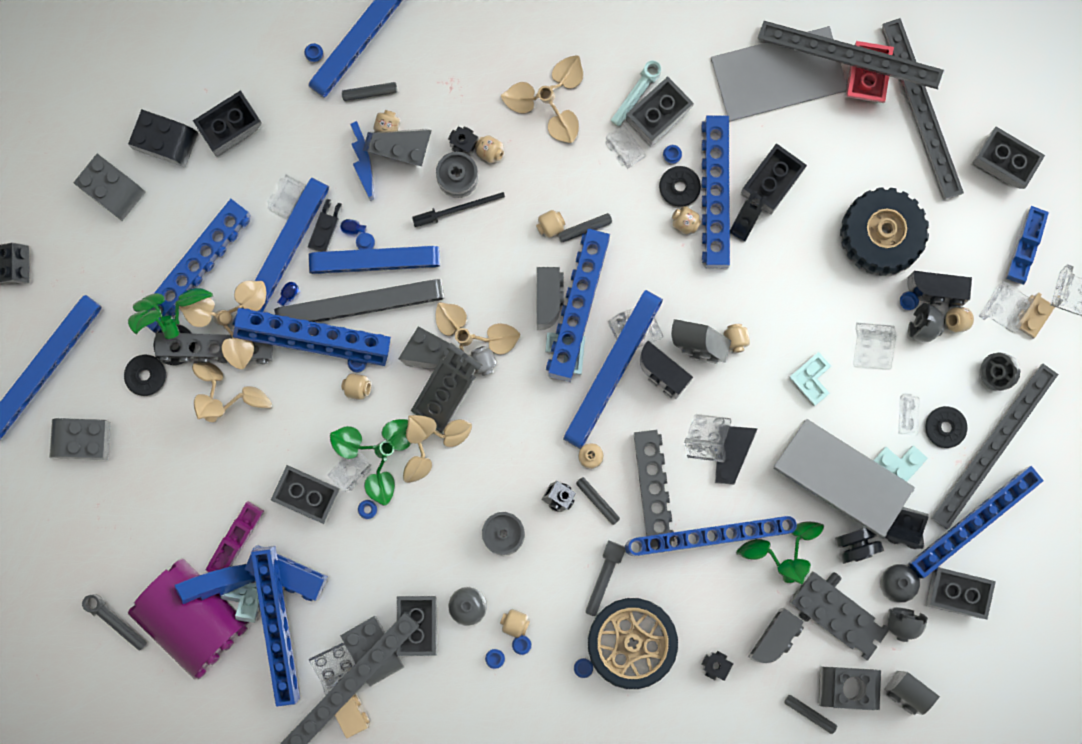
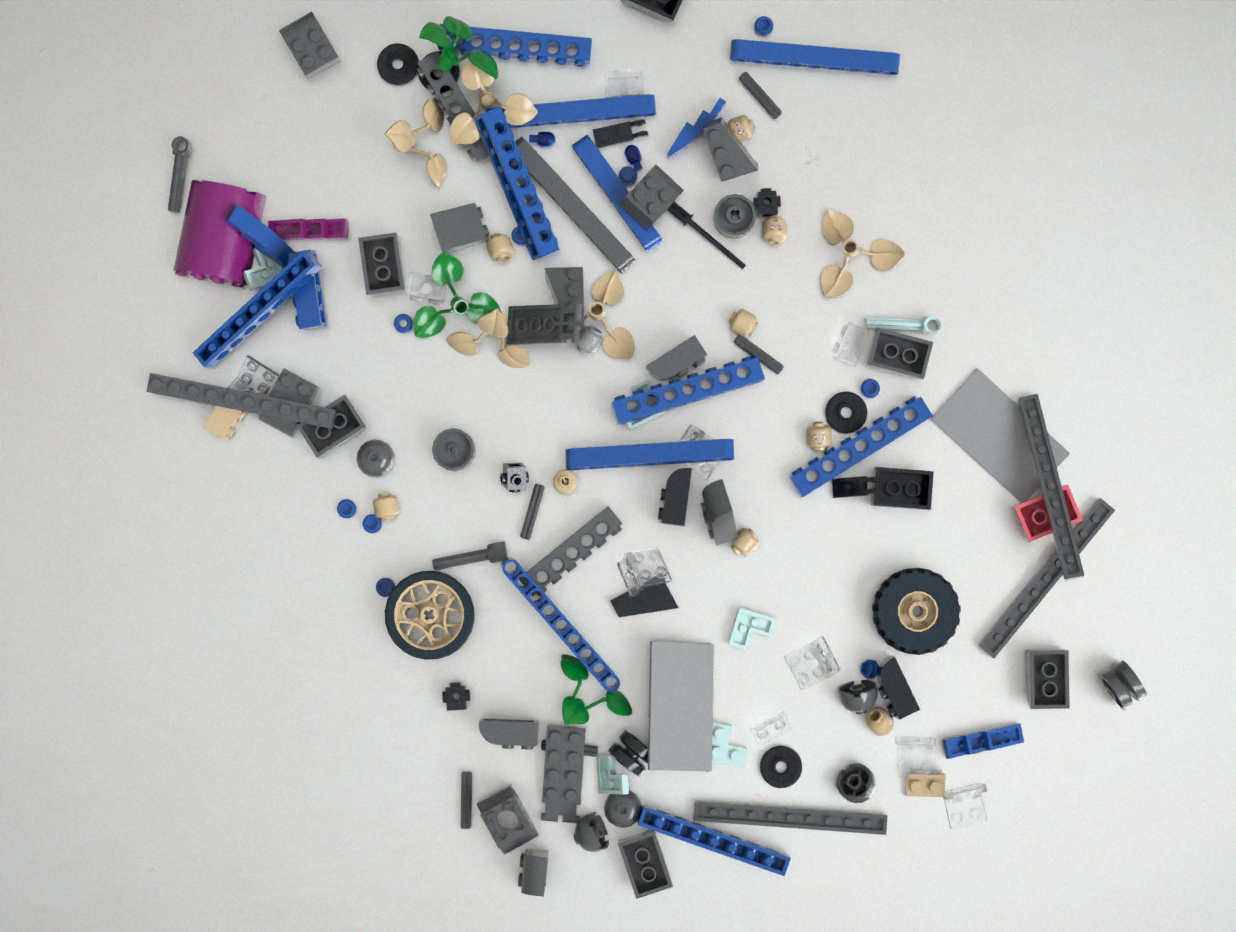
camera: 55 degrees right, 5 degrees up
(317, 409) = (459, 228): none -> dark grey slope
(396, 232) = (651, 197): none -> dark grey brick
(868, 580) = (608, 780): none -> light aqua plate
(908, 528) = (672, 786): black bracket -> none
(1052, 100) = (1123, 685): none -> dark grey wheel

